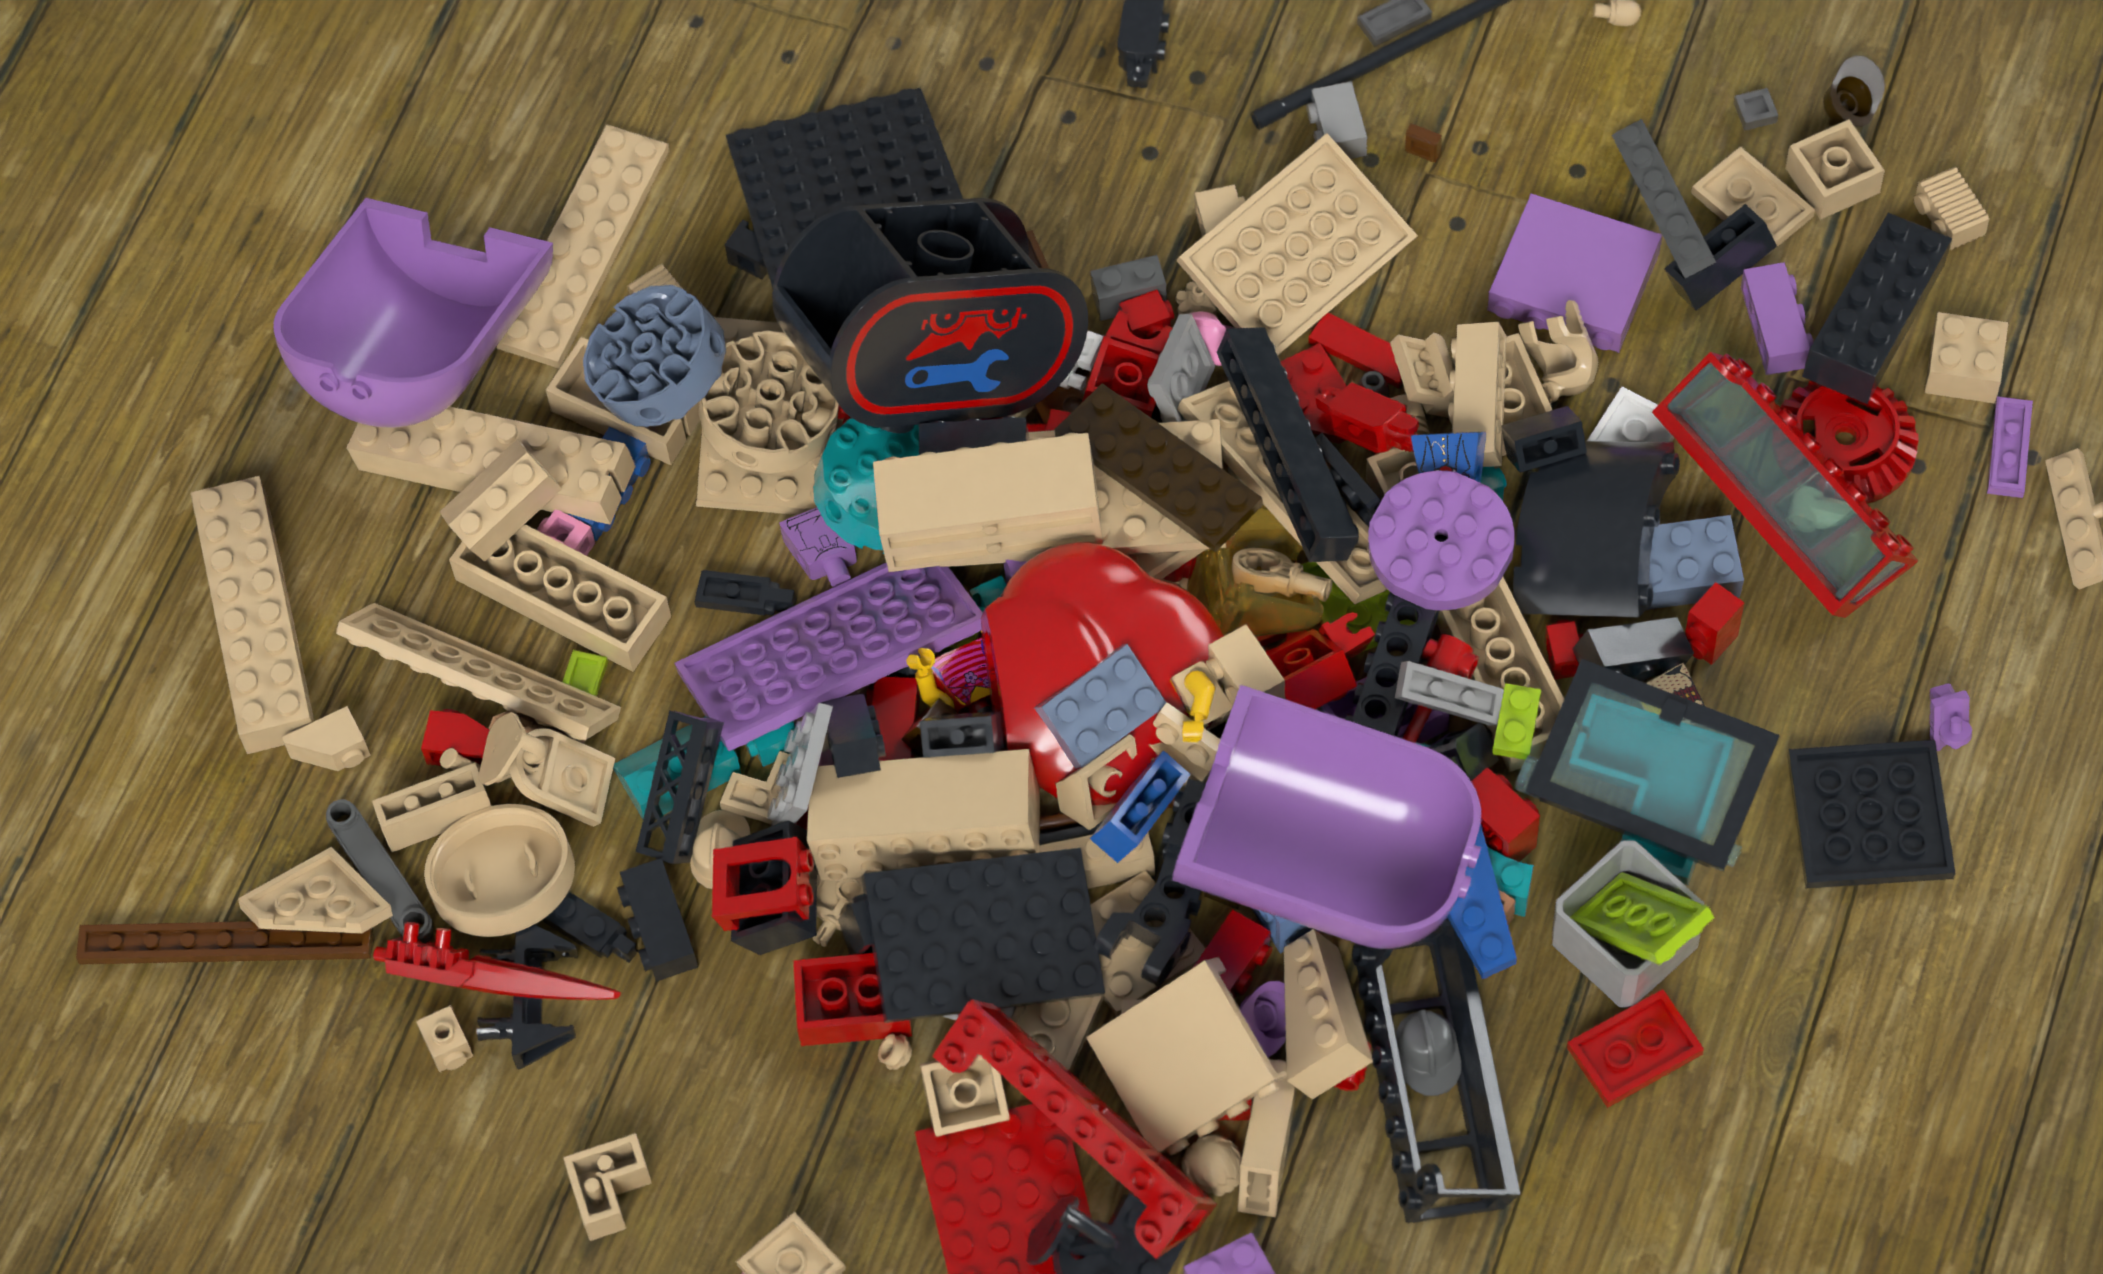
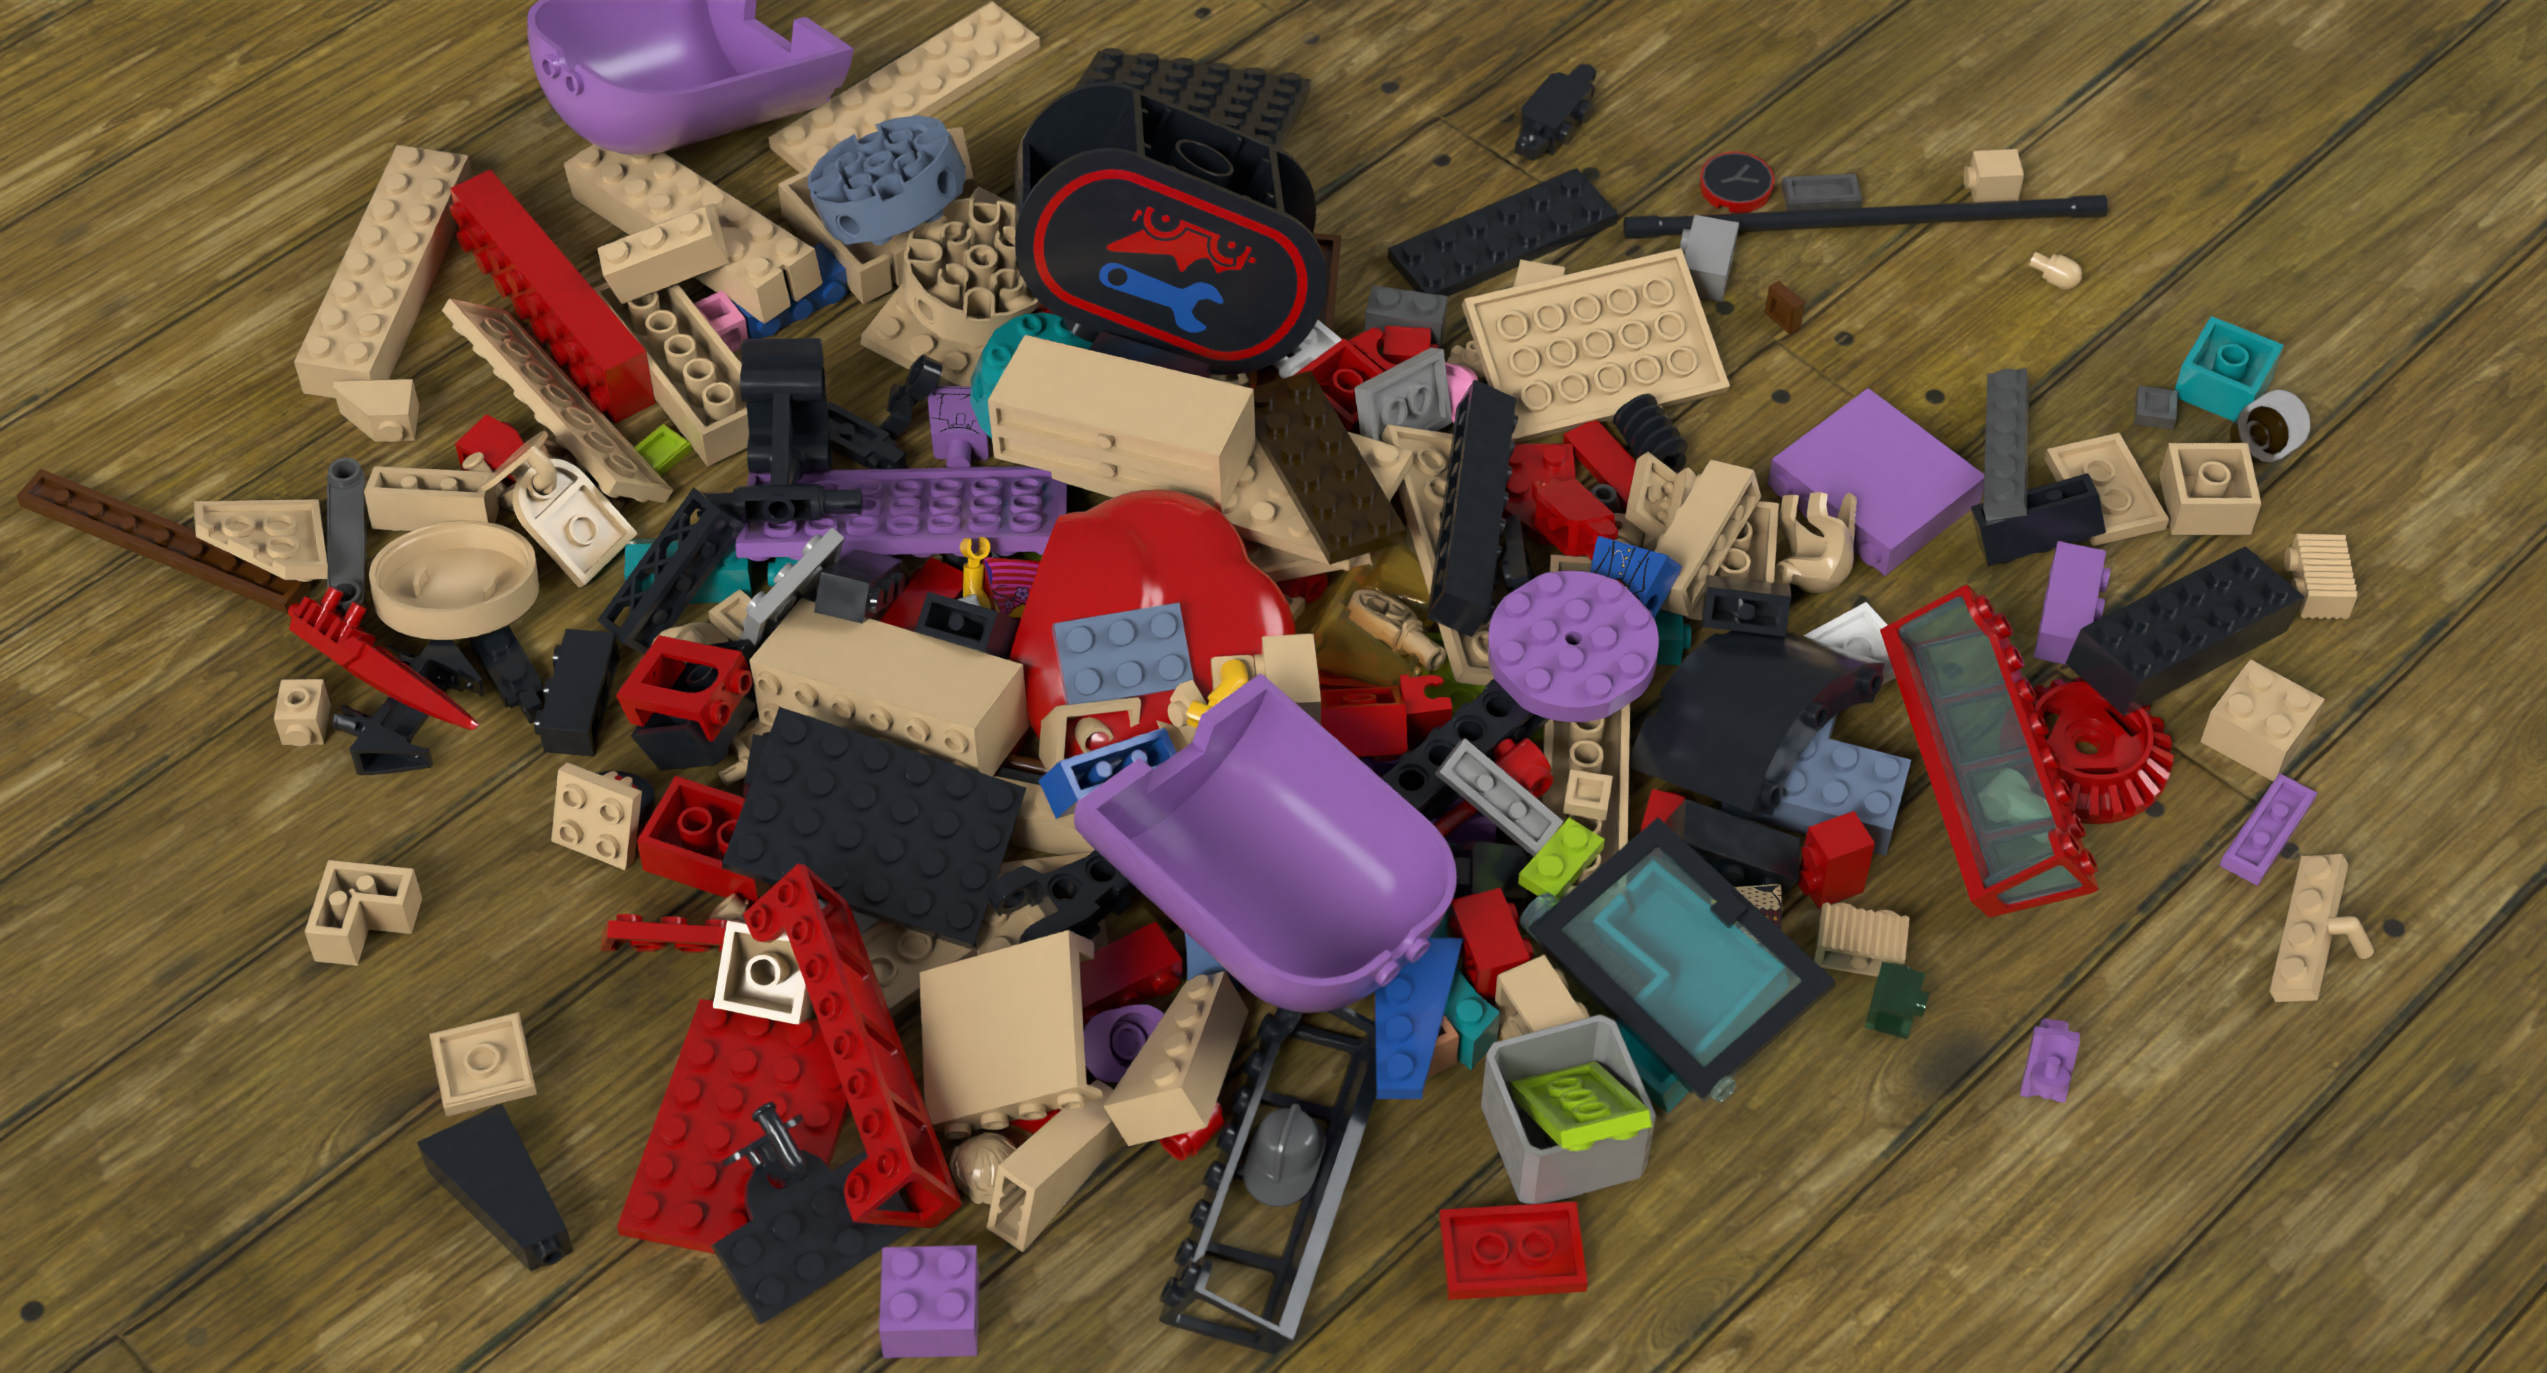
camera: 20 degrees right, 10 degrees down
(414, 576) = (552, 297): none -> red brick
(702, 624) = (787, 435): none -> black plate
(746, 1015) = (601, 813): none -> tan plate
(766, 532) = (919, 384): none -> black piece
(867, 1091) = (655, 936): none -> red wing
(1159, 171) = (1502, 235): none -> black plate
(1321, 36) = (1736, 181): none -> black tile
(1378, 309) = (1651, 431): none -> black piece
(1509, 657) = (1588, 794): none -> tan plate
(1561, 851) = (1534, 999): none -> tan brick
(1761, 679) = (1860, 939): none -> tan brick
(1798, 53) = (2227, 369): none -> teal brick
(1810, 717) = (1896, 1000): none -> clear green brick
(1870, 814) = (1912, 1126): black plate -> none

